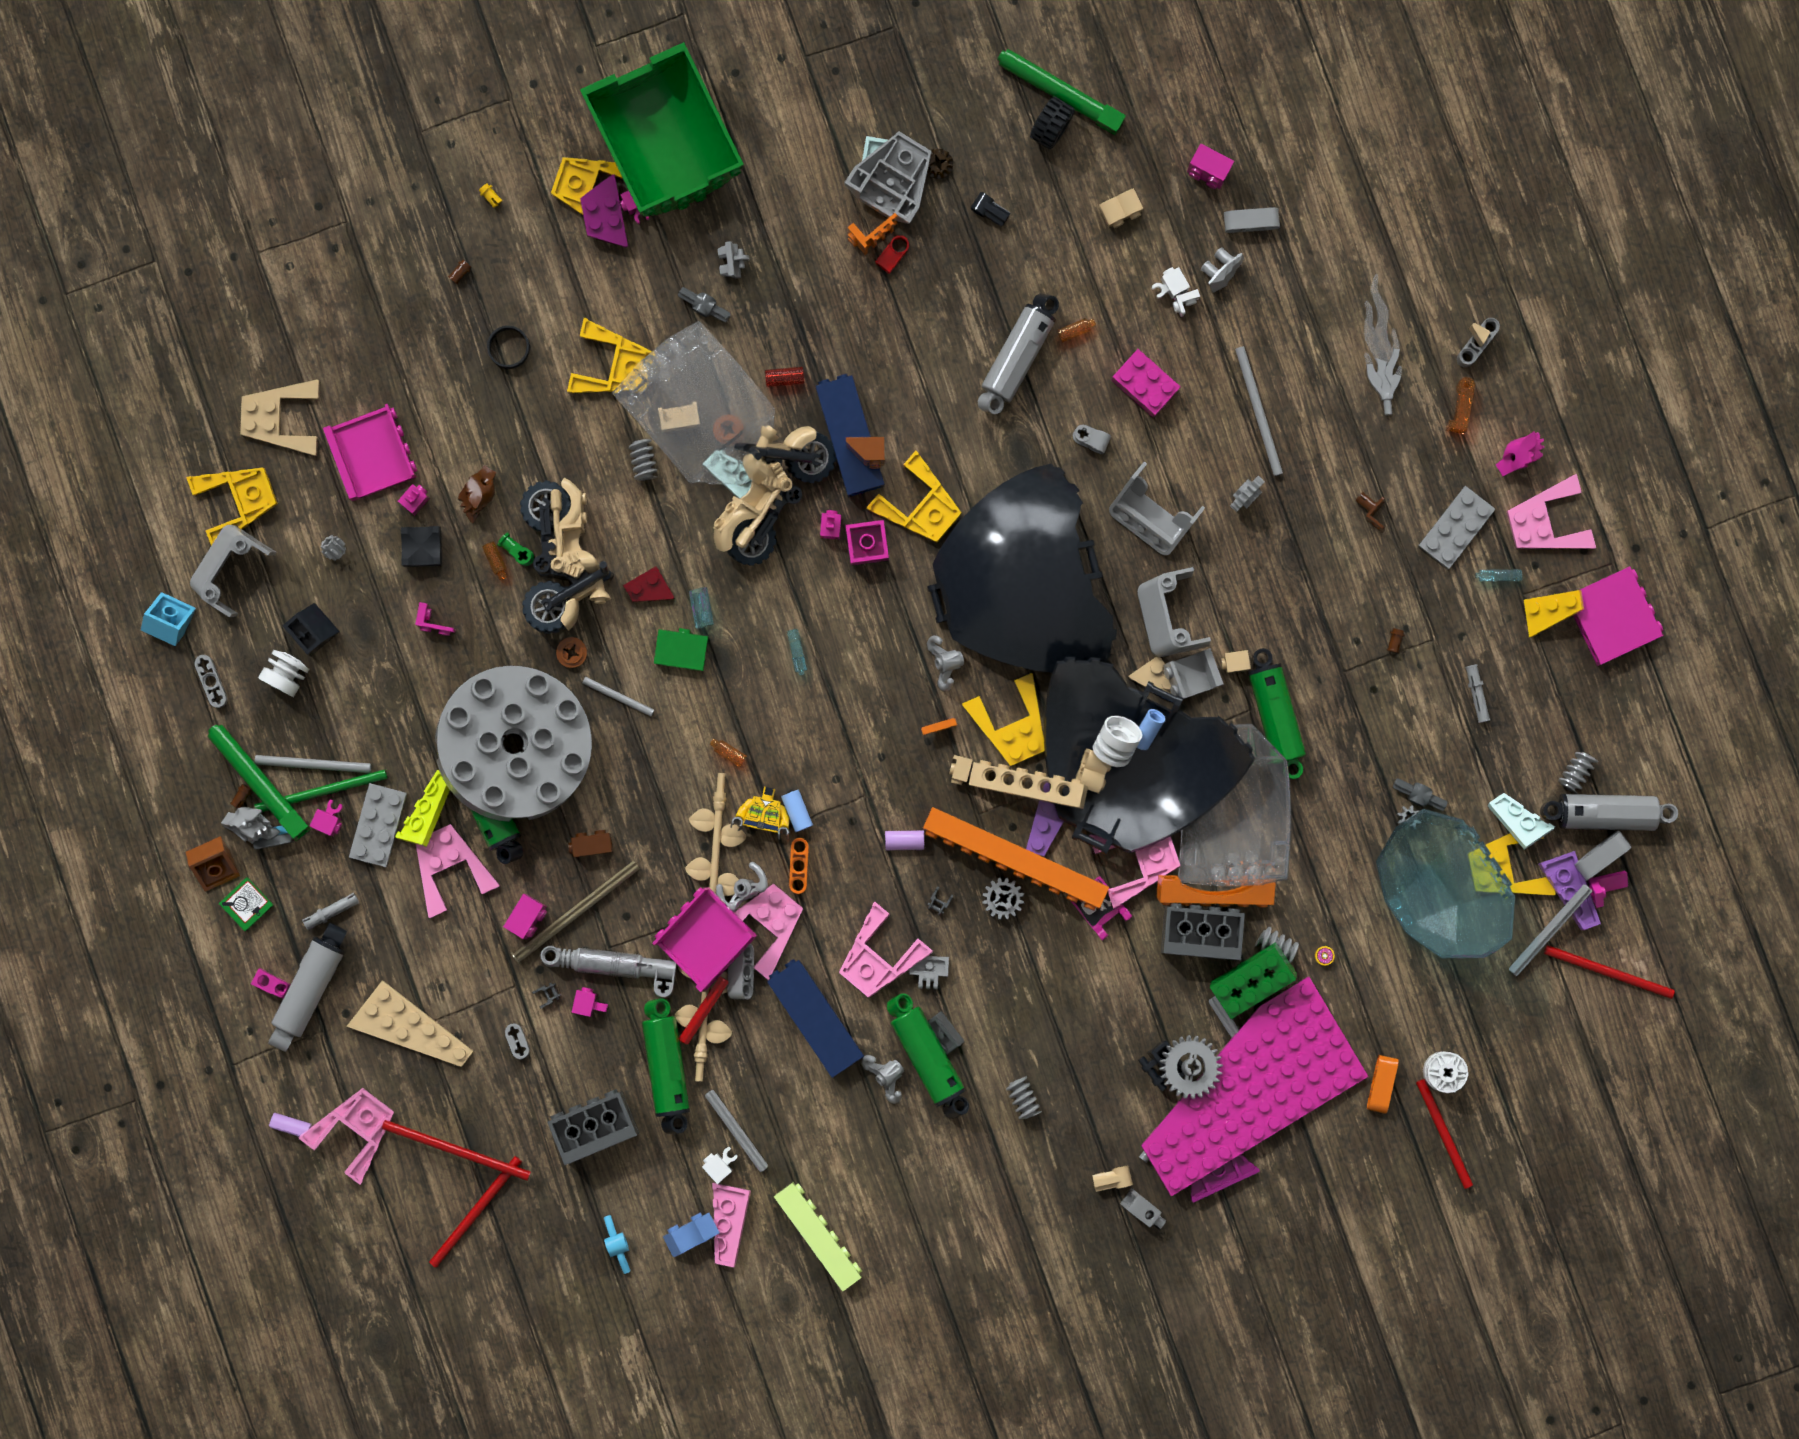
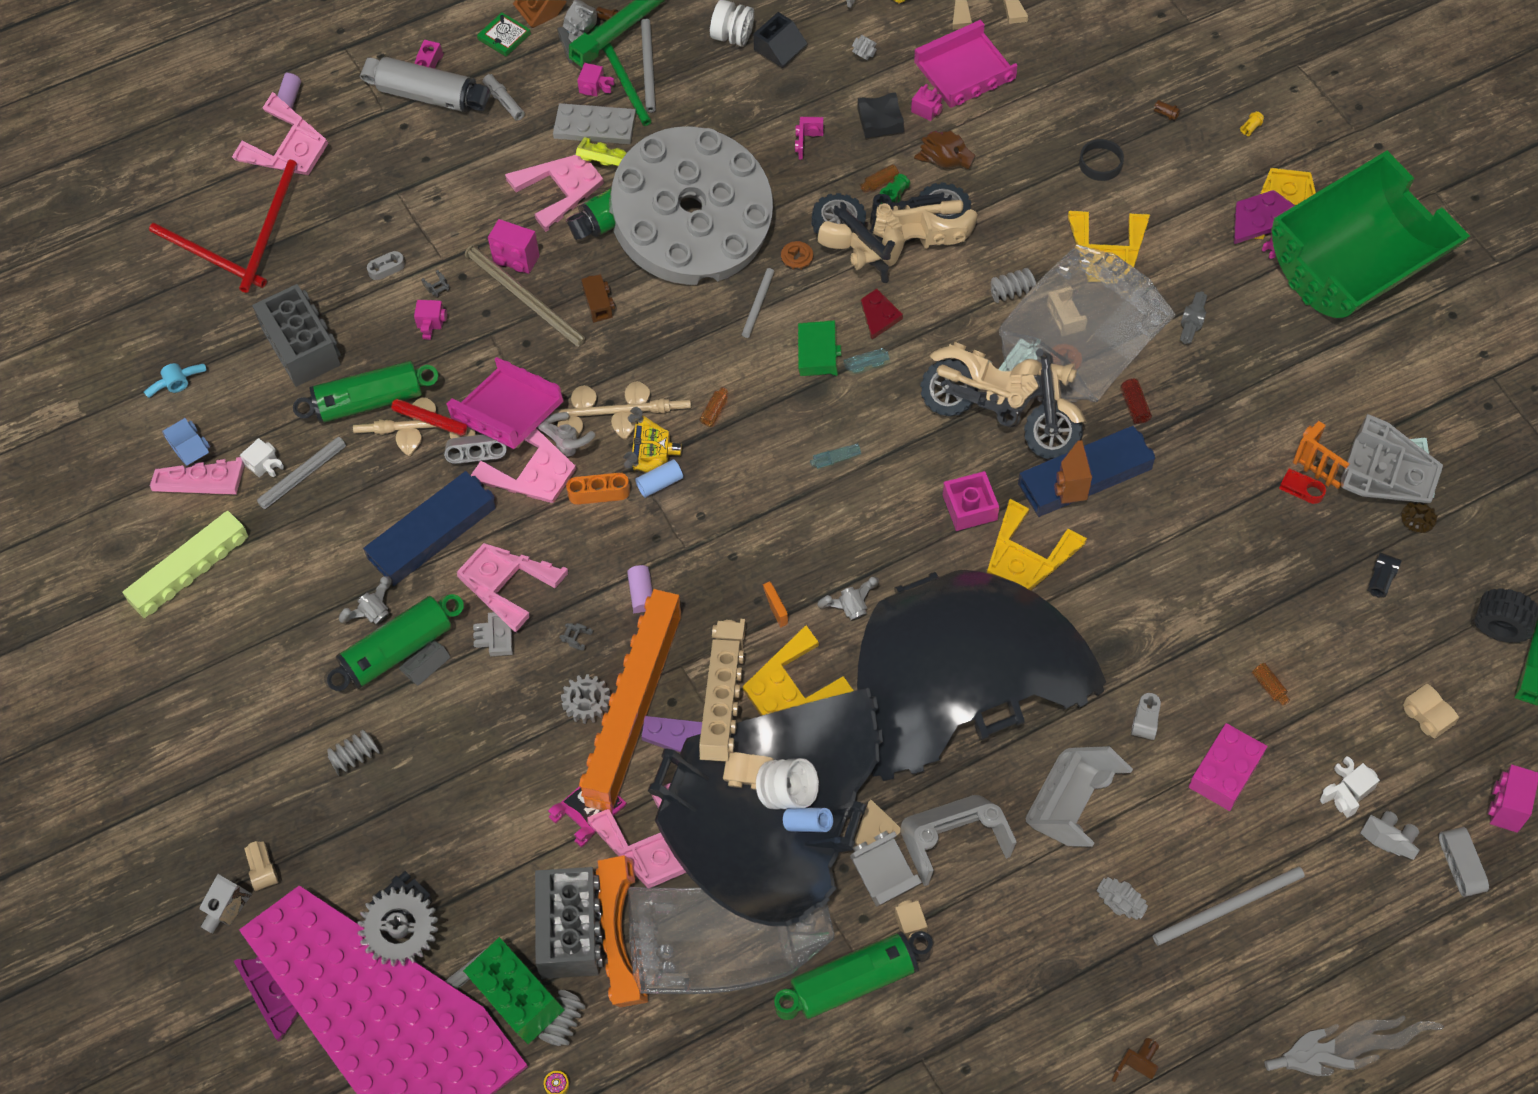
camera: 85 degrees right, 25 degrees down
(401, 1022) = (396, 170): tan wing -> none
(615, 963) = (472, 336): piece -> none
(735, 260) = (1251, 335): light grey hips -> none
(830, 525) = (983, 461): dark pink brick -> none
(1018, 353) = (1226, 622): light grey piece -> none

